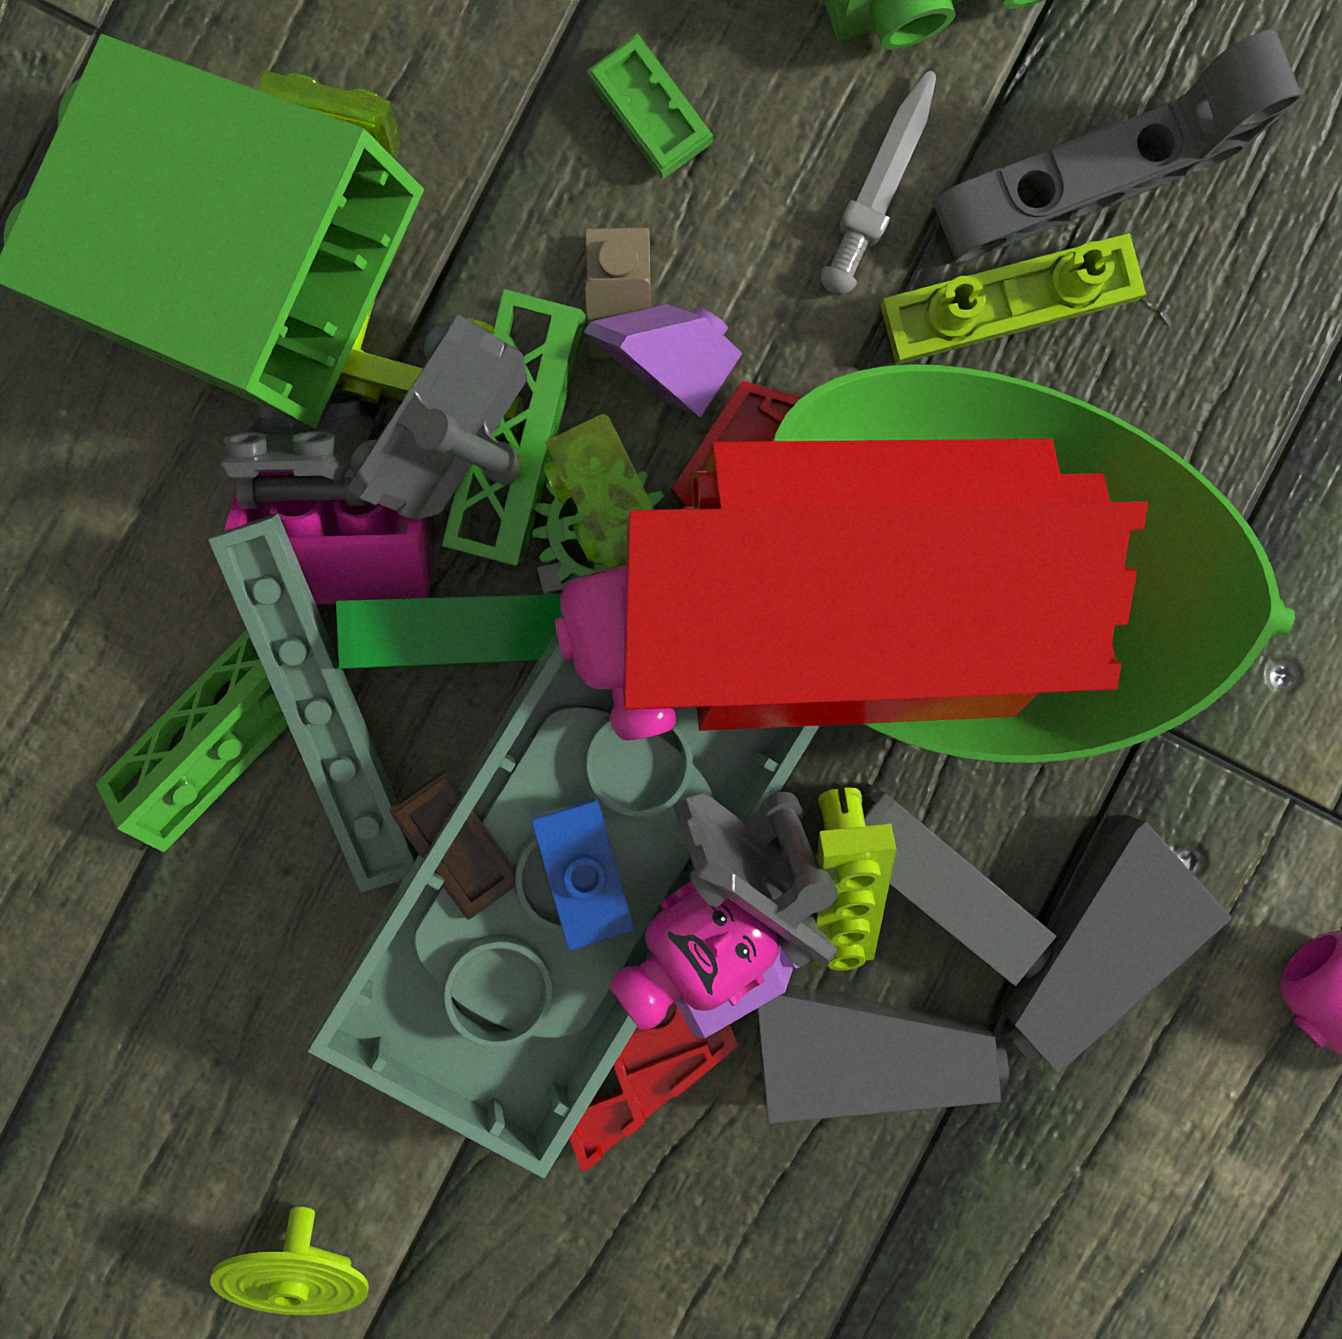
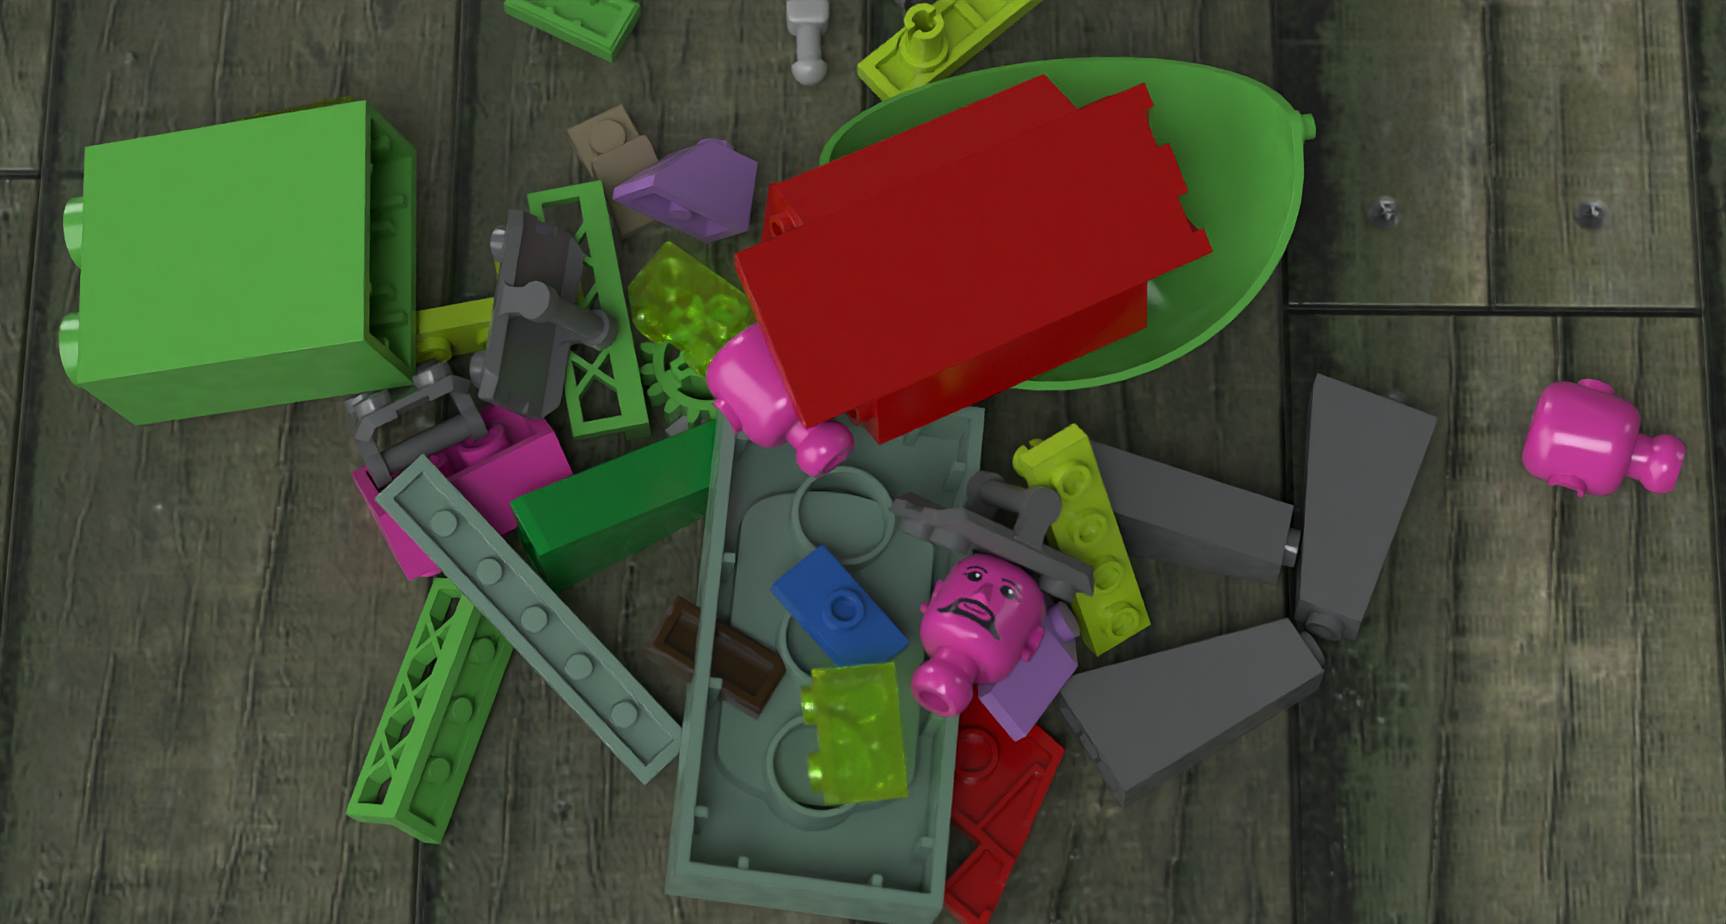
camera: 25 degrees left, 20 degrees down
(537, 1006) = (857, 734): none -> clear neon green bracket

